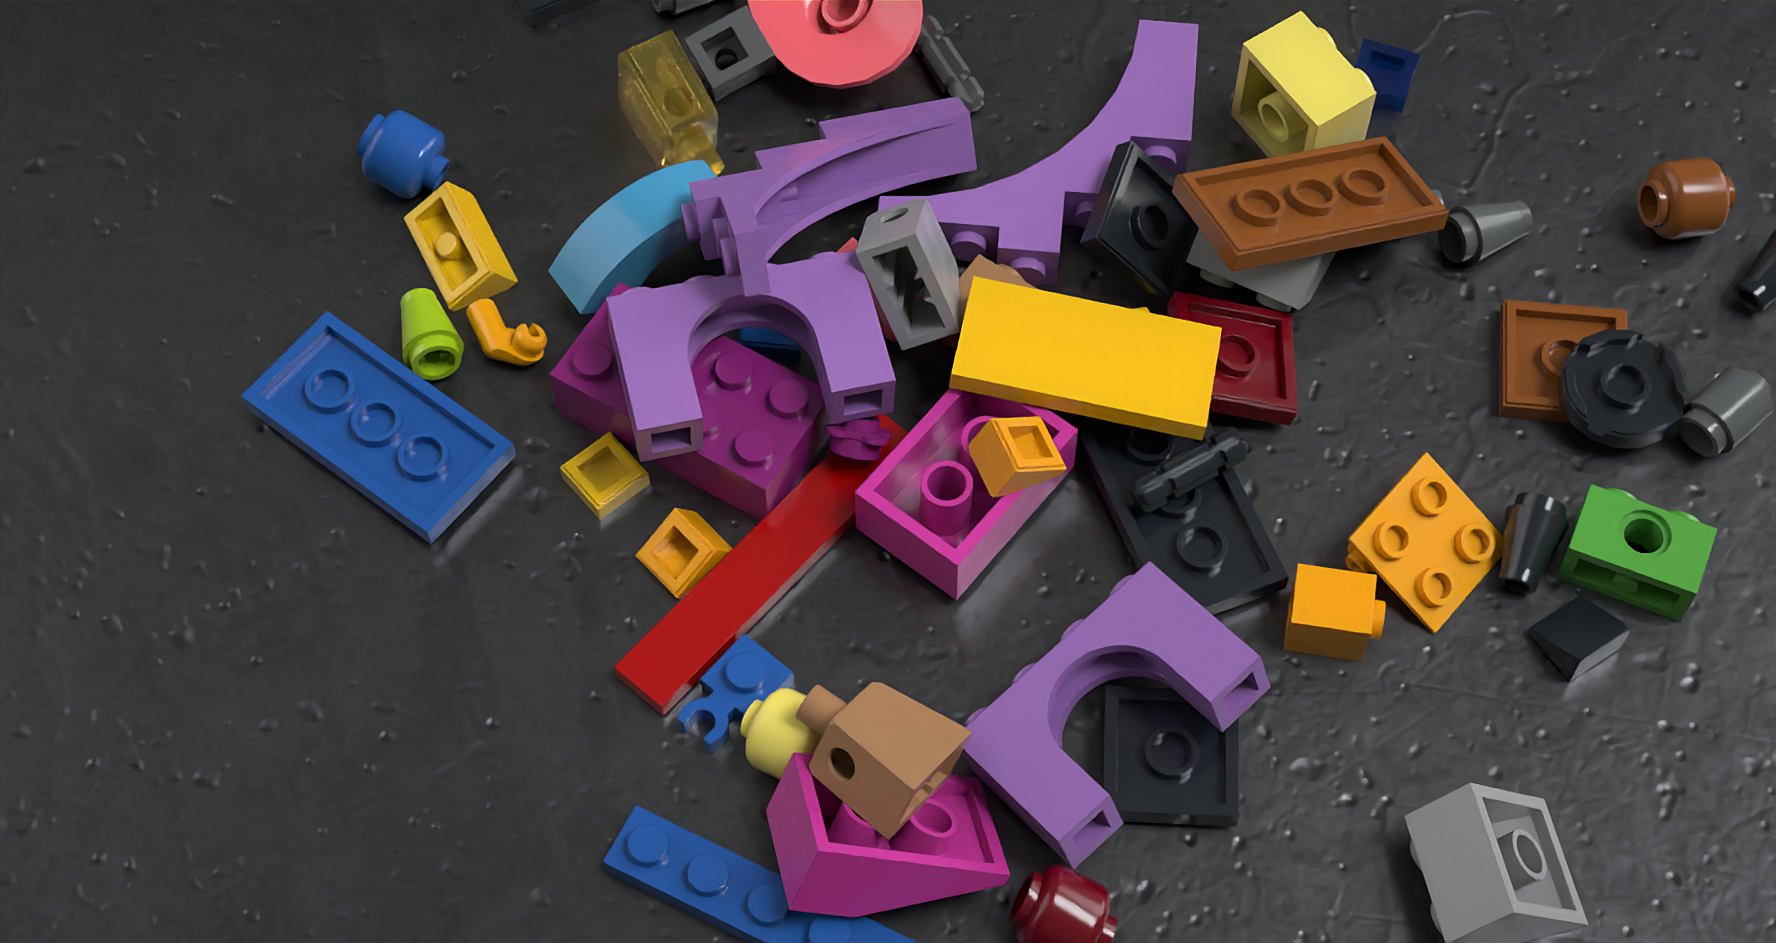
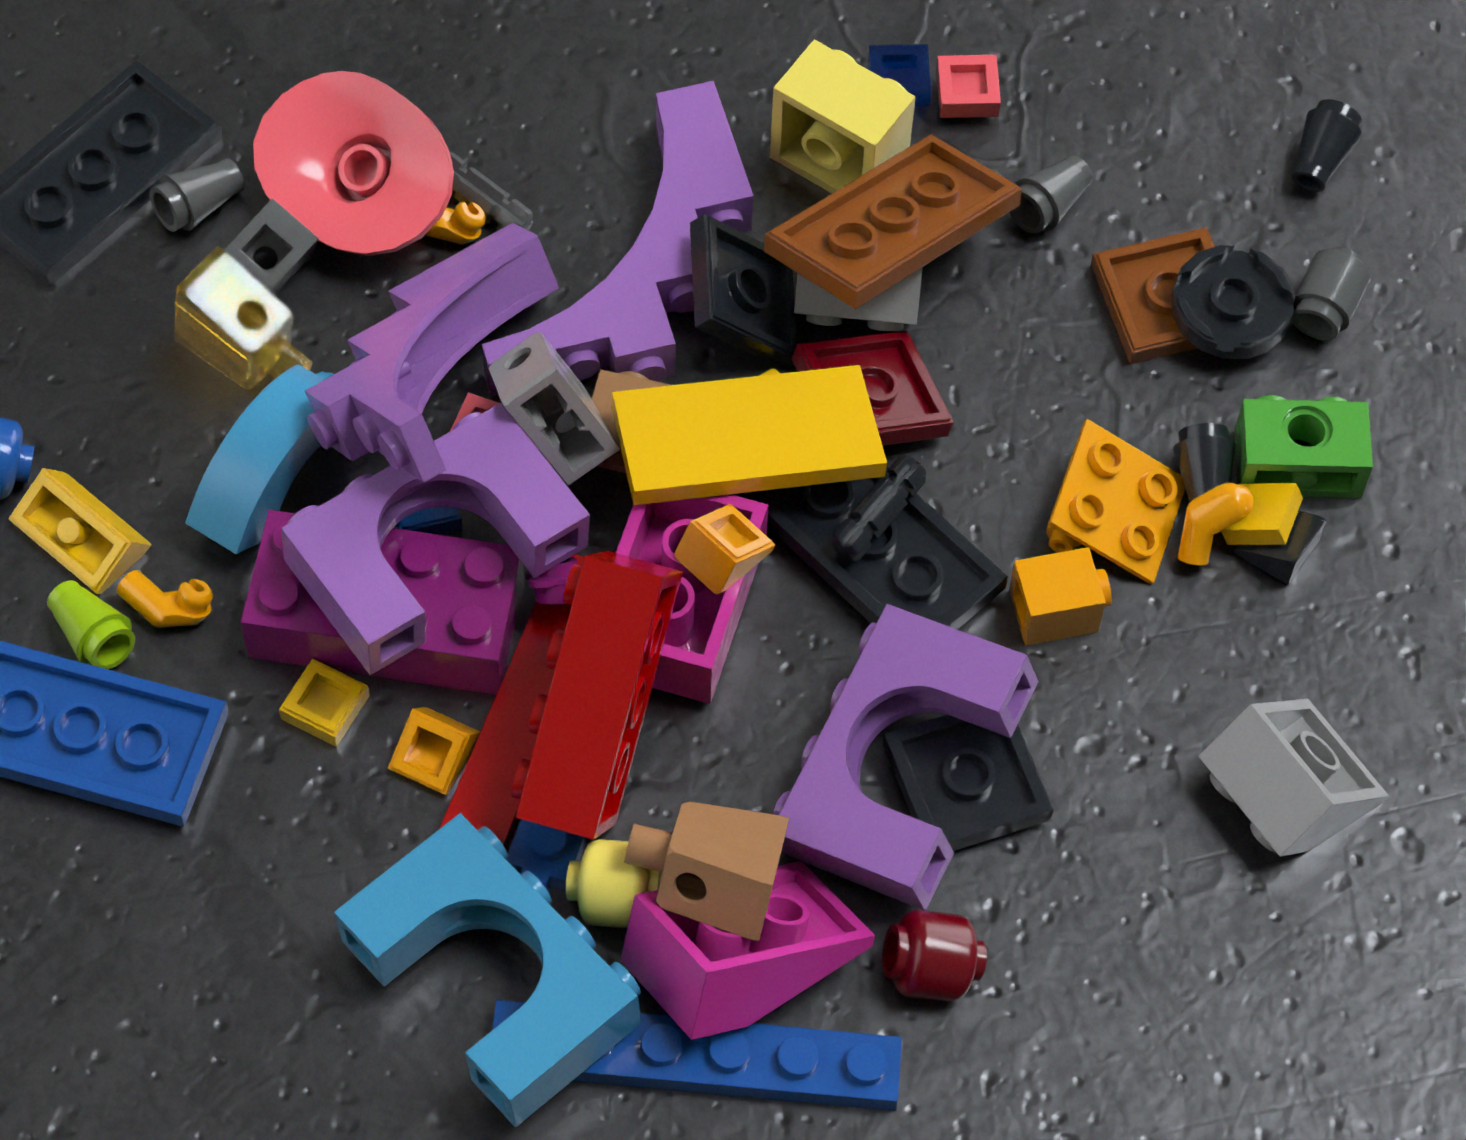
camera: 25 degrees left, 0 degrees up
(697, 835) = (464, 884): none -> dark azure arch
(834, 549) = (596, 694): none -> red brick
(911, 83) = (459, 224): none -> light orange arm
(1445, 105) = (968, 86): none -> coral plate
(1514, 585) = (1209, 515): none -> light orange arm
(1568, 602) = (1270, 518): none -> yellow tile
(1685, 198) = (1219, 106): dark orange head -> none

